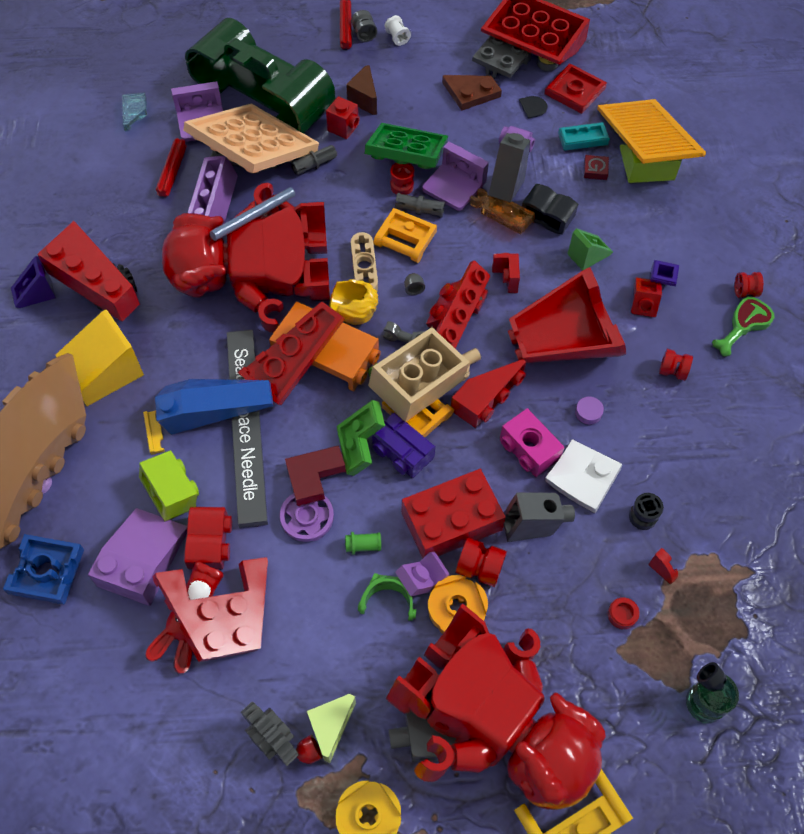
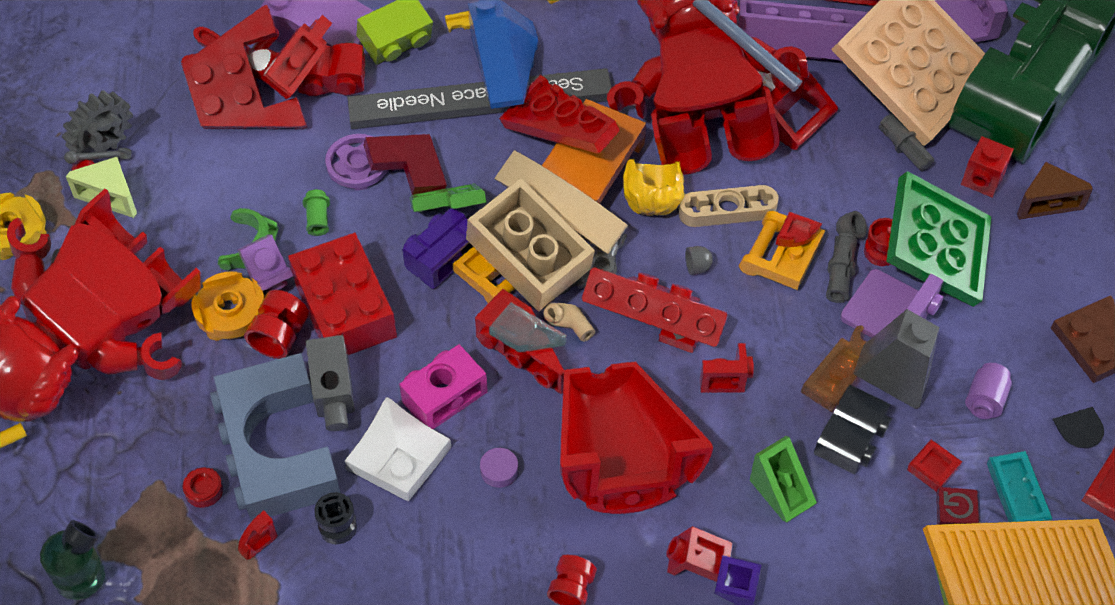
camera: 90 degrees right, 5 degrees down
(207, 551) = (297, 57): none -> red hinge
(304, 755) = (71, 157): none -> dark grey hinge
(359, 368) = (573, 206): none -> tan slope
(386, 197) = (852, 223): none -> dark grey hinge
(396, 221) = (797, 231): none -> red tile
(492, 381) = (525, 331): none -> clear light blue tile
(553, 585) = (267, 482): none -> sand blue arch
(566, 175) = (934, 465): none -> red tile

